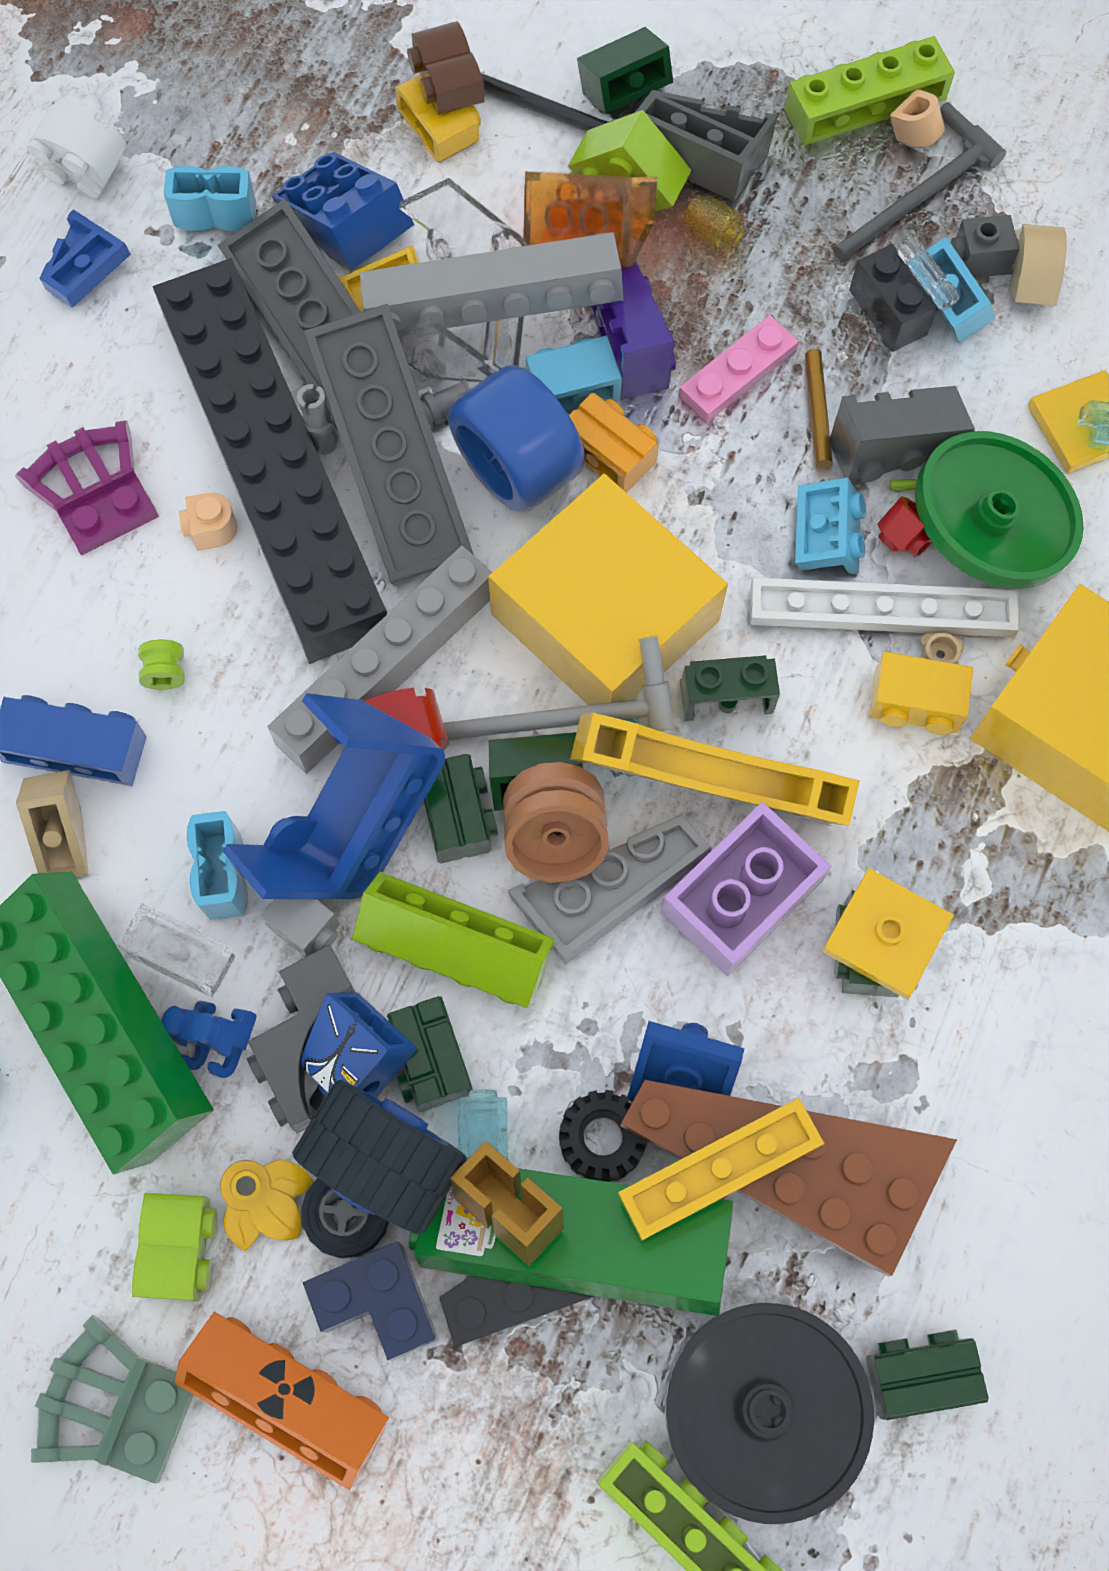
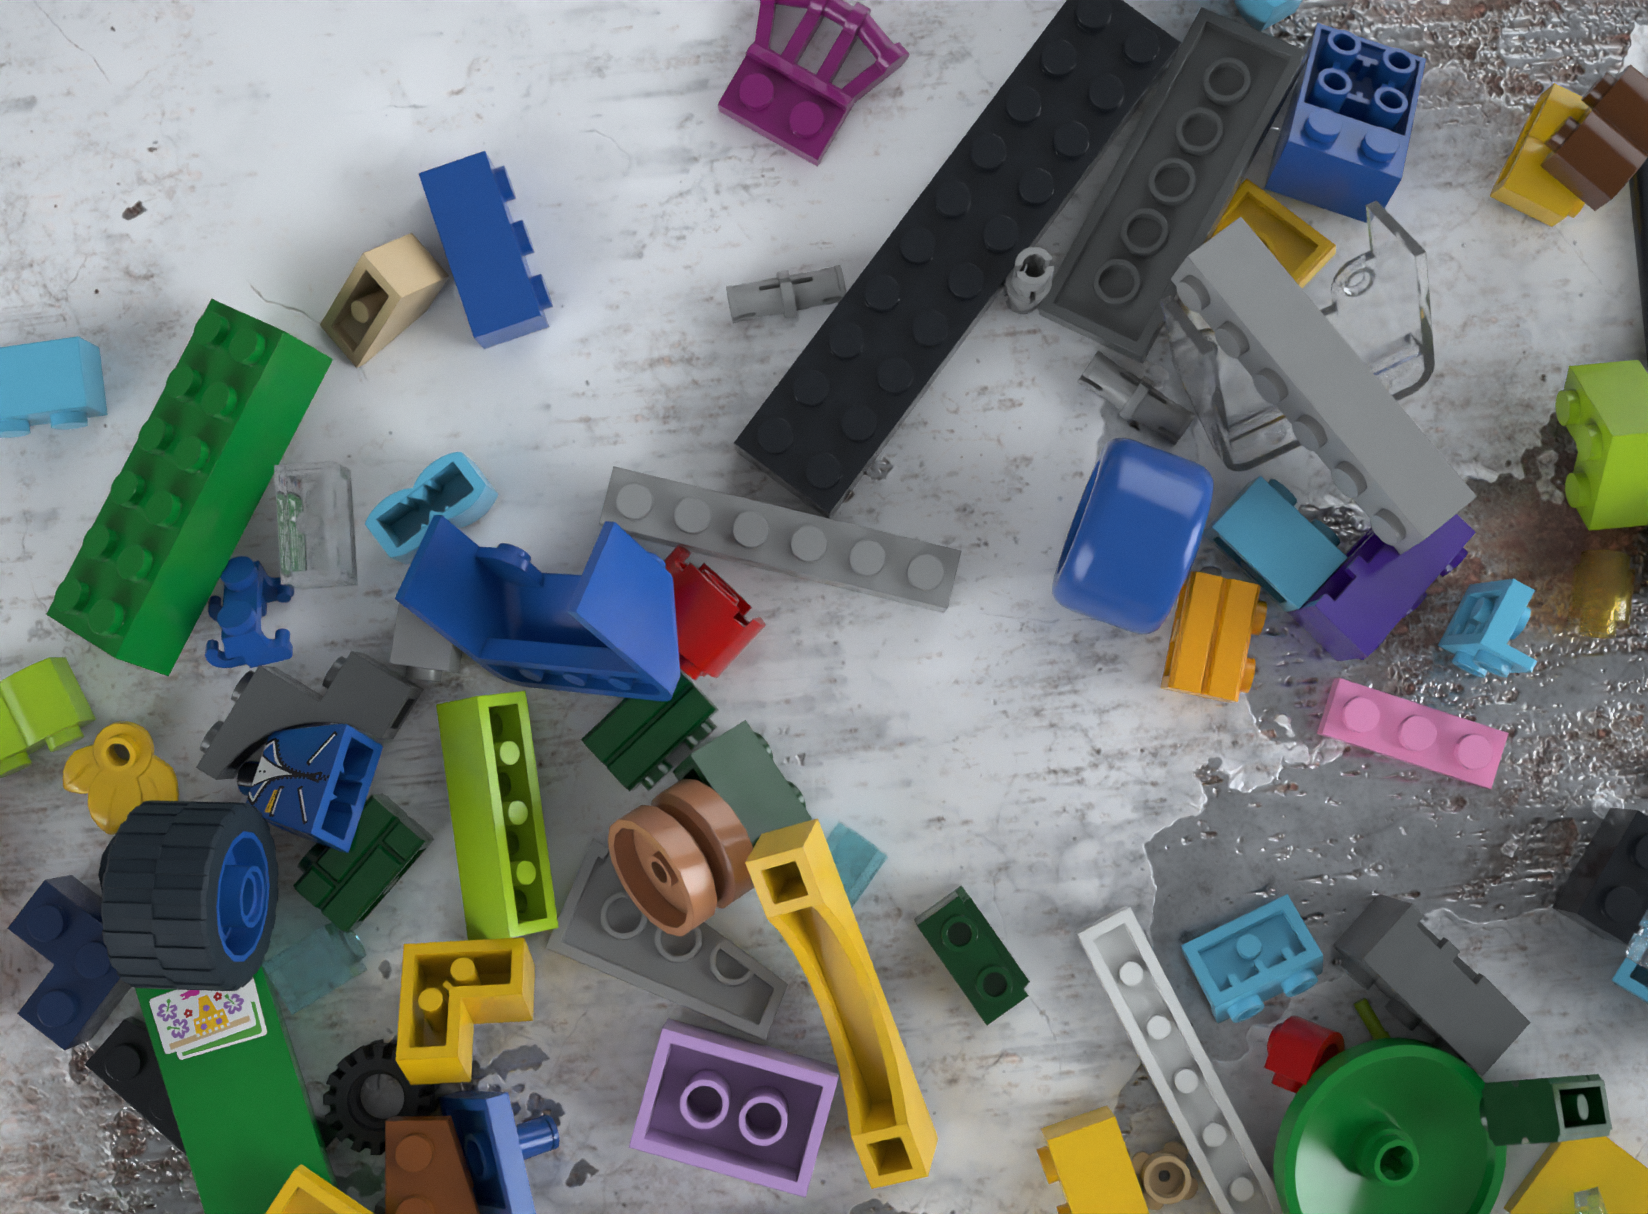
camera: 65 degrees right, 15 degrees up
(161, 664) = (631, 293): lime wheel -> none
(208, 520) = (836, 230): light nougat plate -> none
(227, 573) = (786, 293): none -> light grey pin
(388, 442) = (1042, 384): dark grey plate -> none
(489, 1191) = (215, 1086): pearl gold piece -> none
(559, 1034) = (450, 990): none -> yellow brick
(589, 204) = (1508, 435): clear orange slope -> none
(598, 586) = (998, 756): yellow container -> none
(652, 707) = (878, 890): light grey bar -> none
(698, 286) = (1485, 623): none -> medium azure bracket
(818, 409) = (1413, 860): pearl gold bar -> none
(1013, 403) = (1545, 1110): none -> dark green brick

